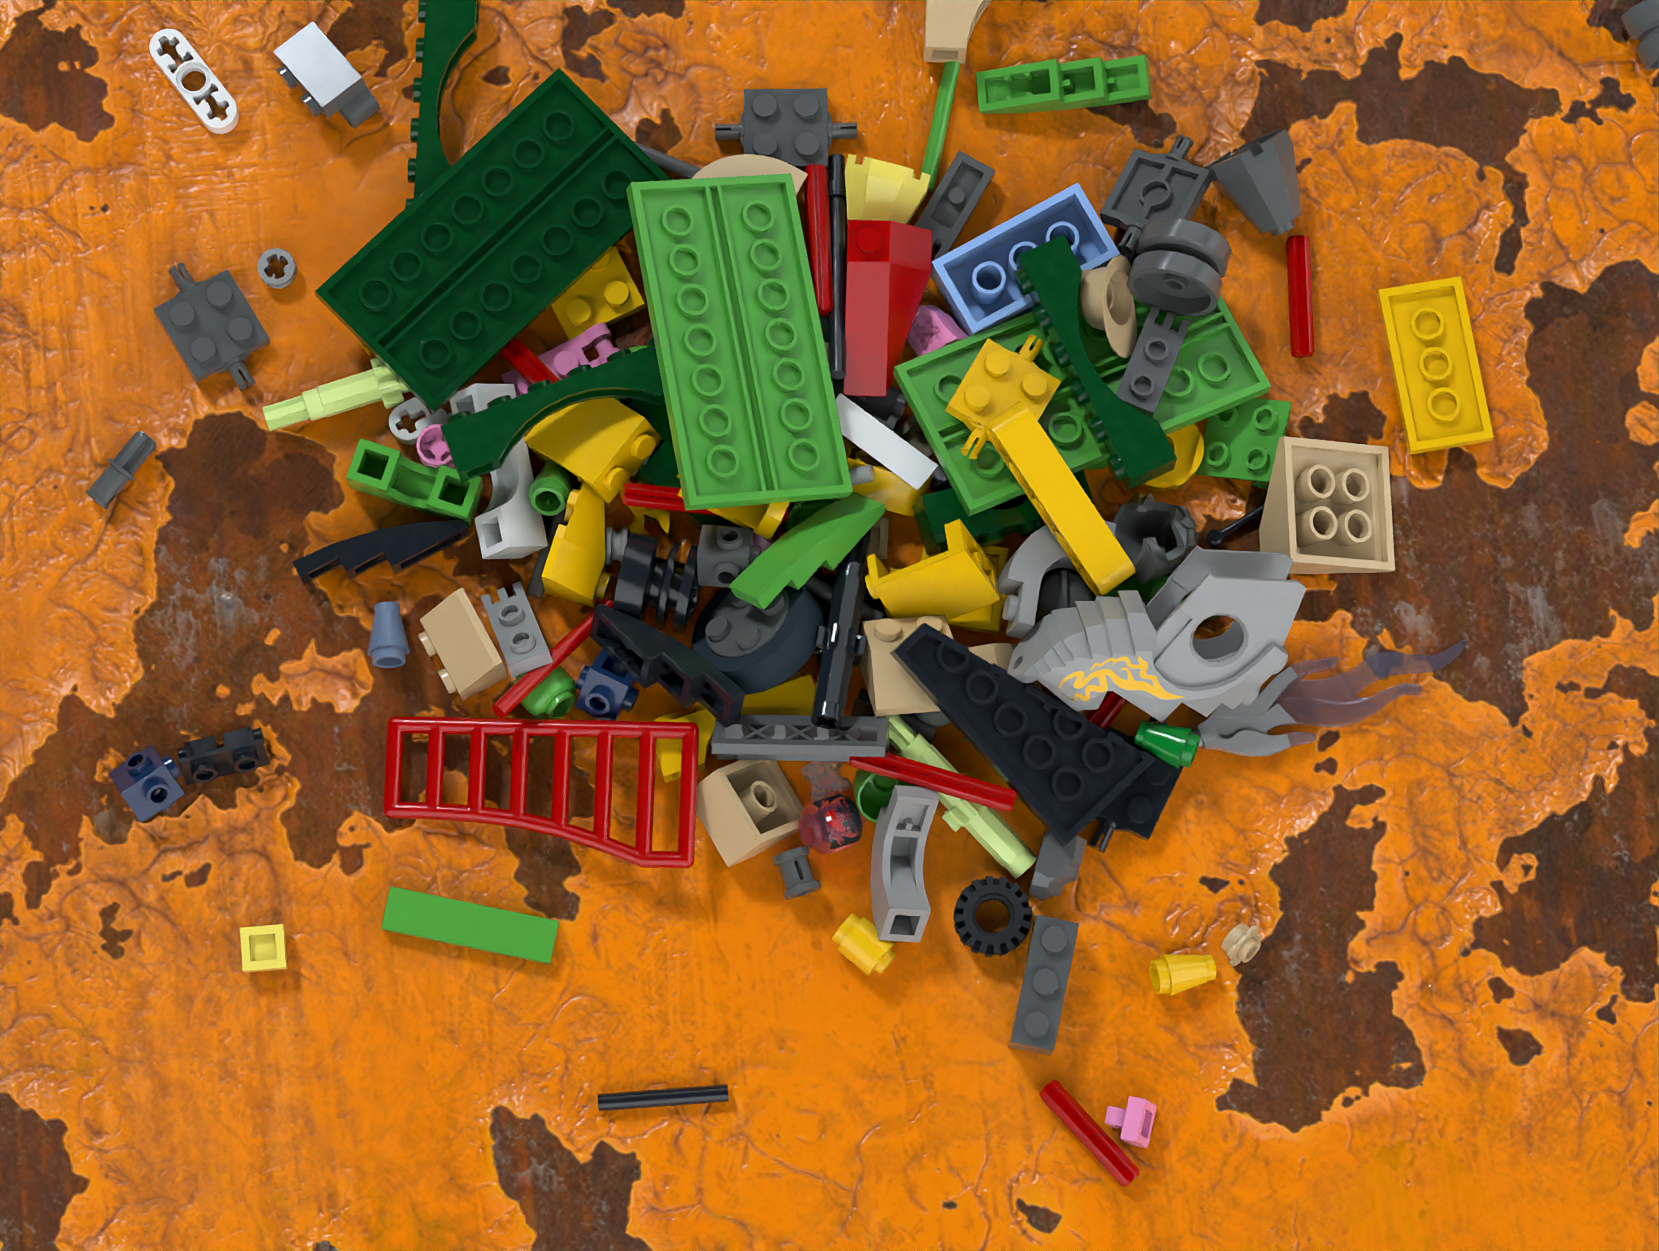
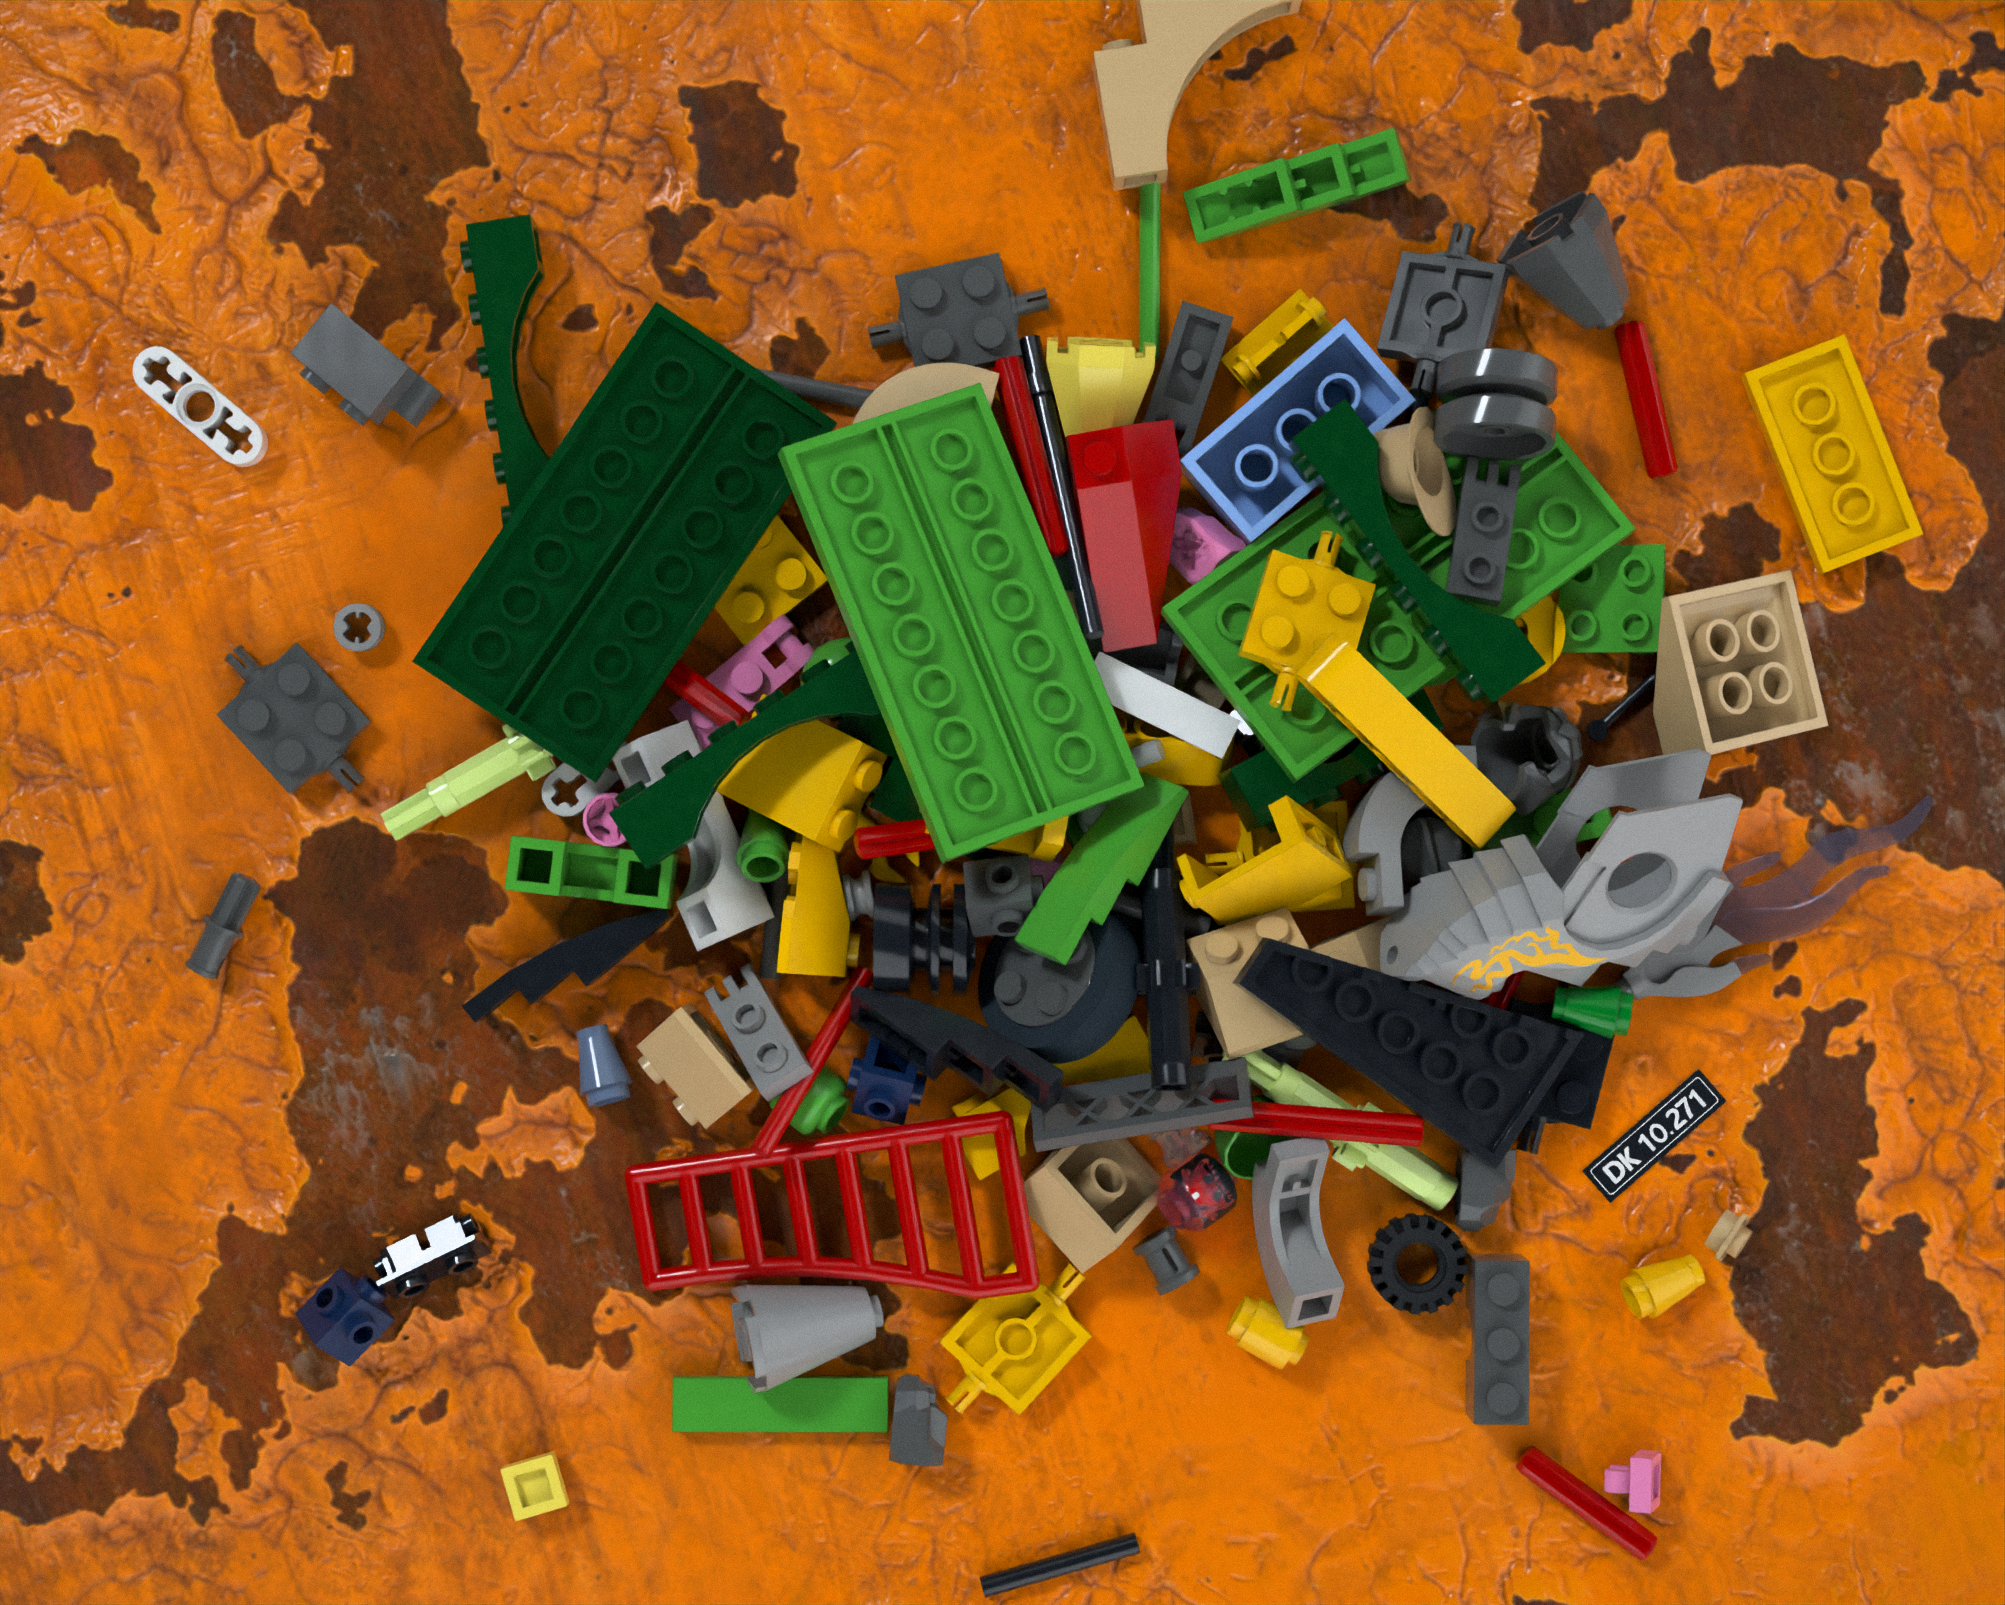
camera: 10 degrees left, 10 degrees up
(498, 863) = (799, 1327): none -> light grey cone
(574, 959) = (917, 1424): none -> dark grey rock
(665, 912) = (1016, 1342): none -> yellow plate
(1024, 193) = (1277, 342): none -> yellow hinge
(1199, 859) = (1654, 1135): none -> black sticker

